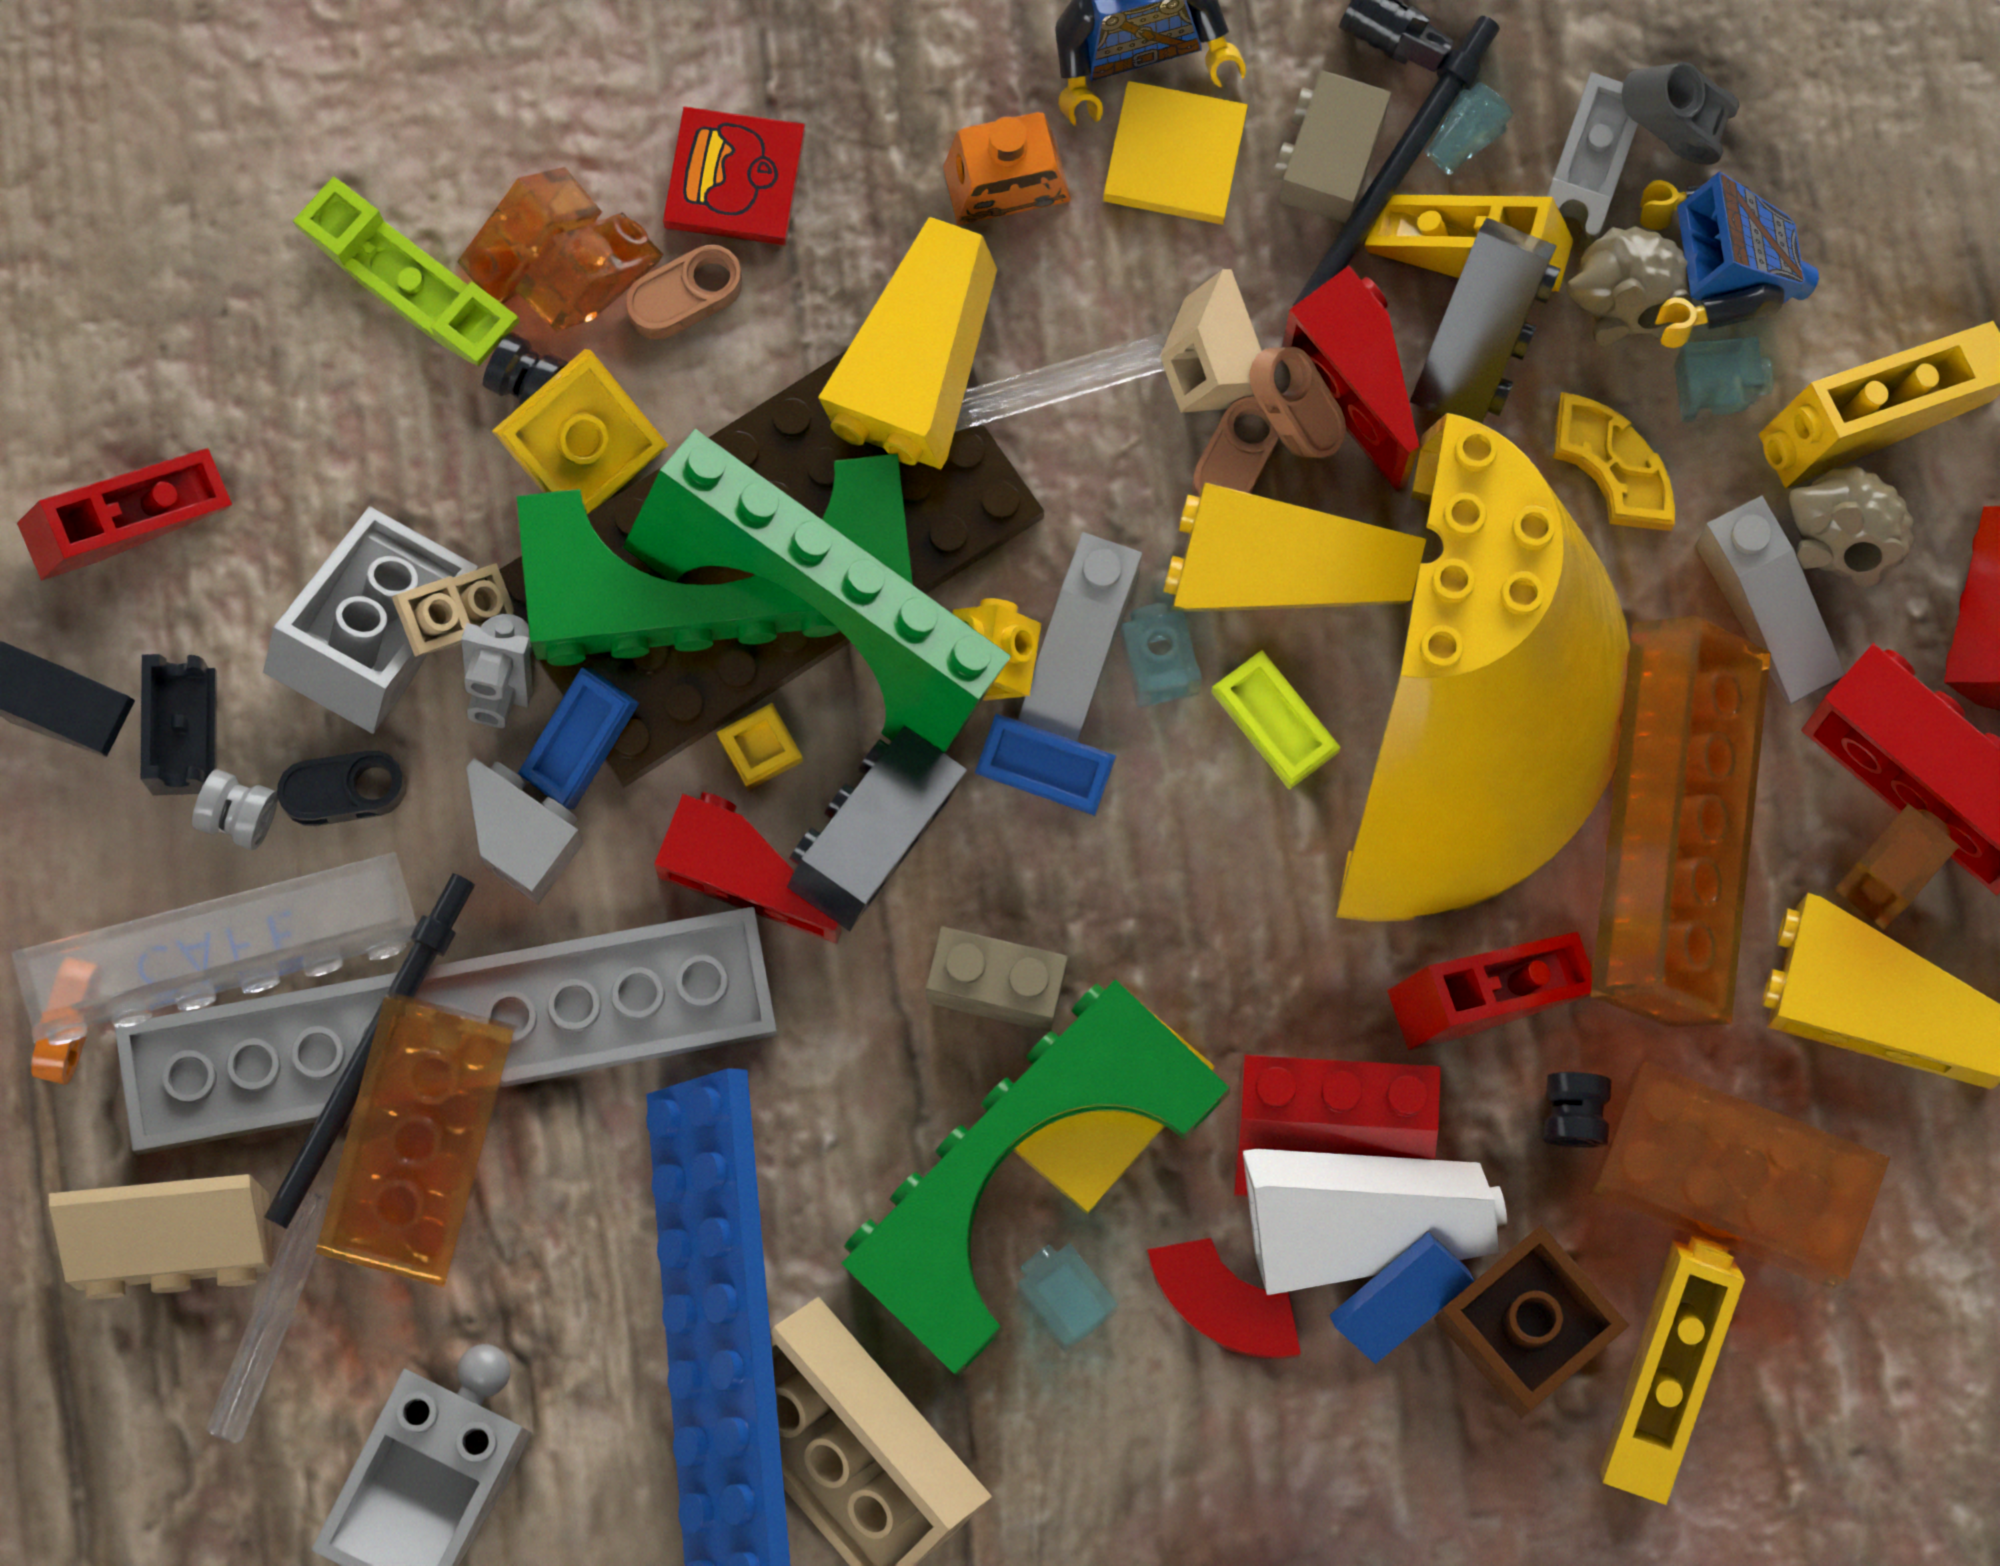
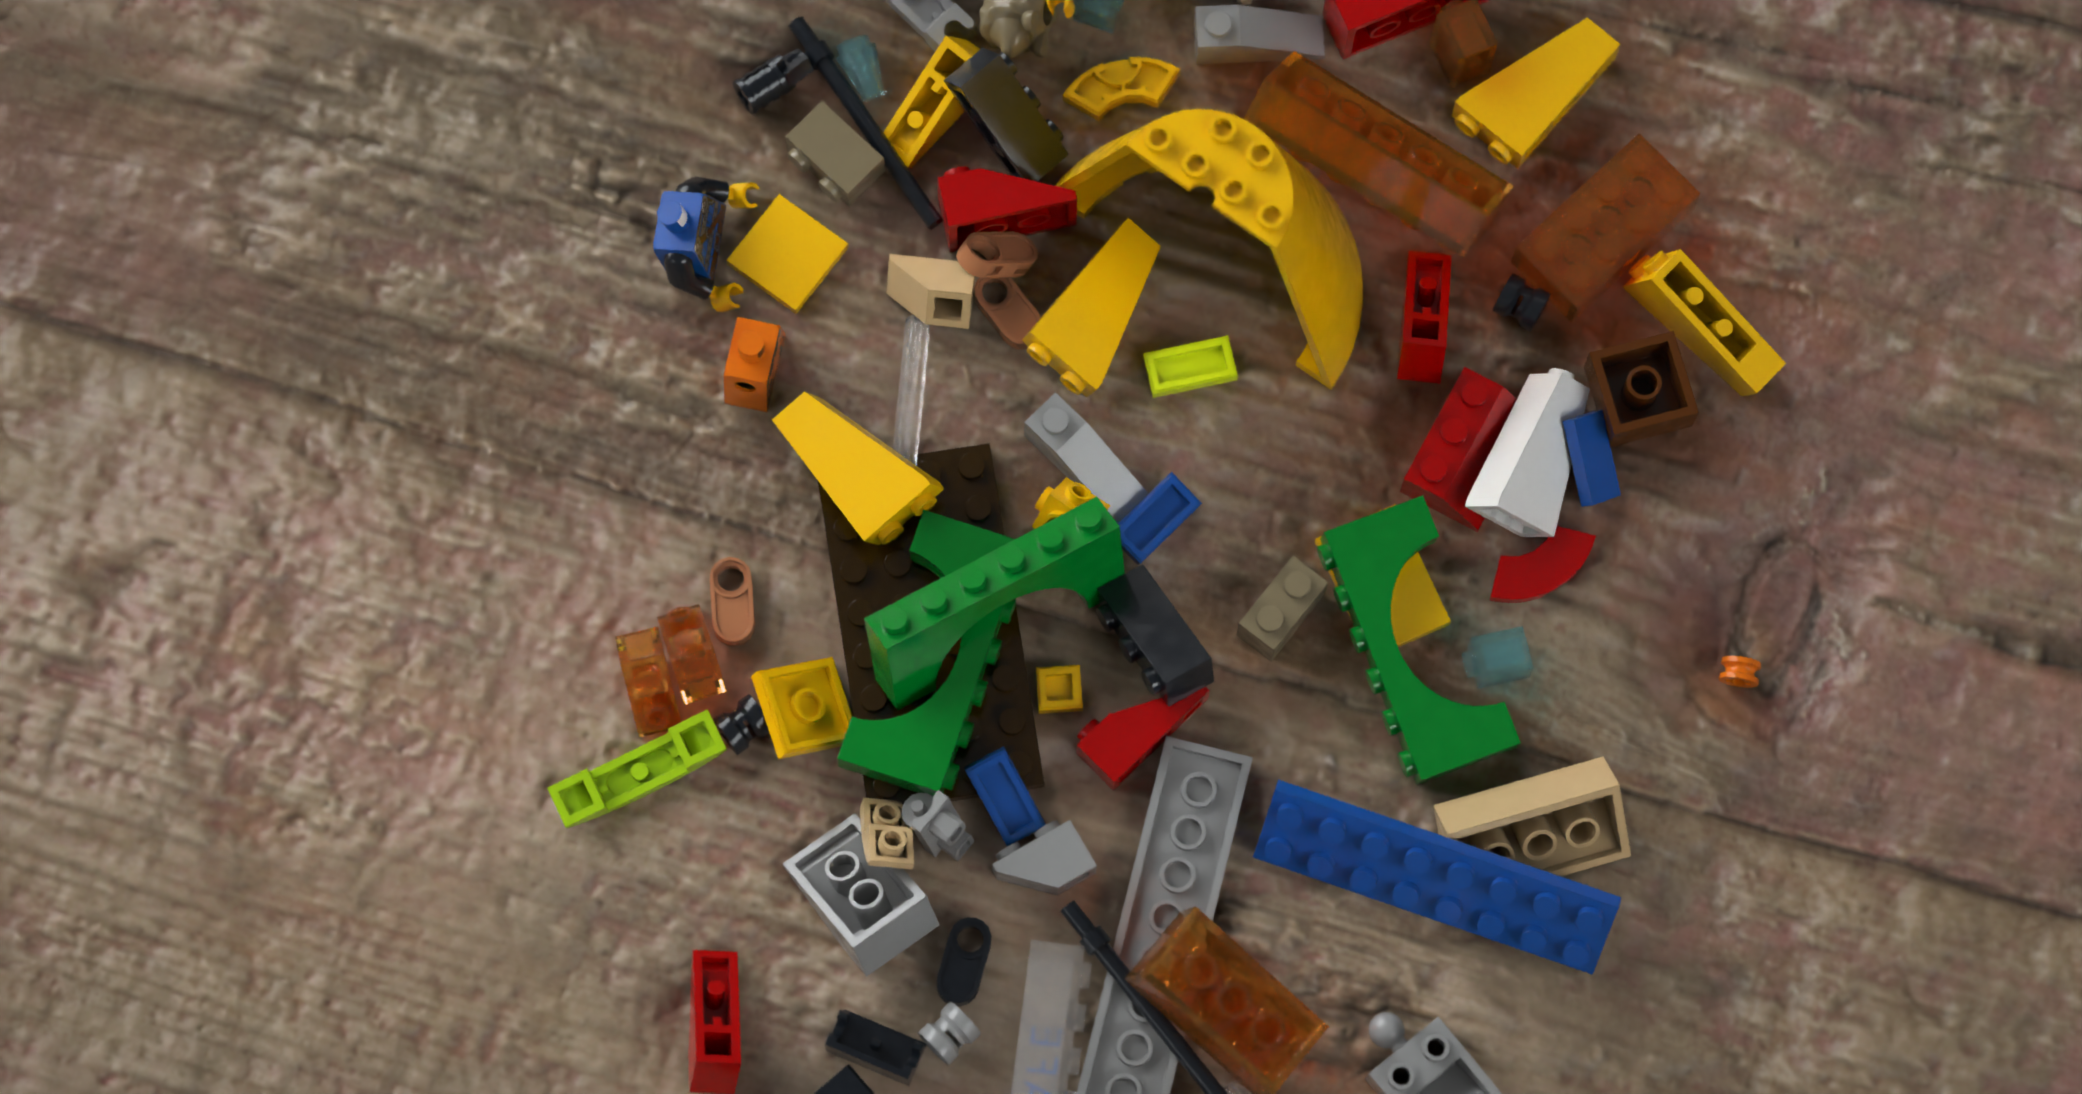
camera: 65 degrees left, 0 degrees up
(734, 176) = (667, 535): red tile -> none
(1155, 676) = (1126, 429): clear light blue brick -> none

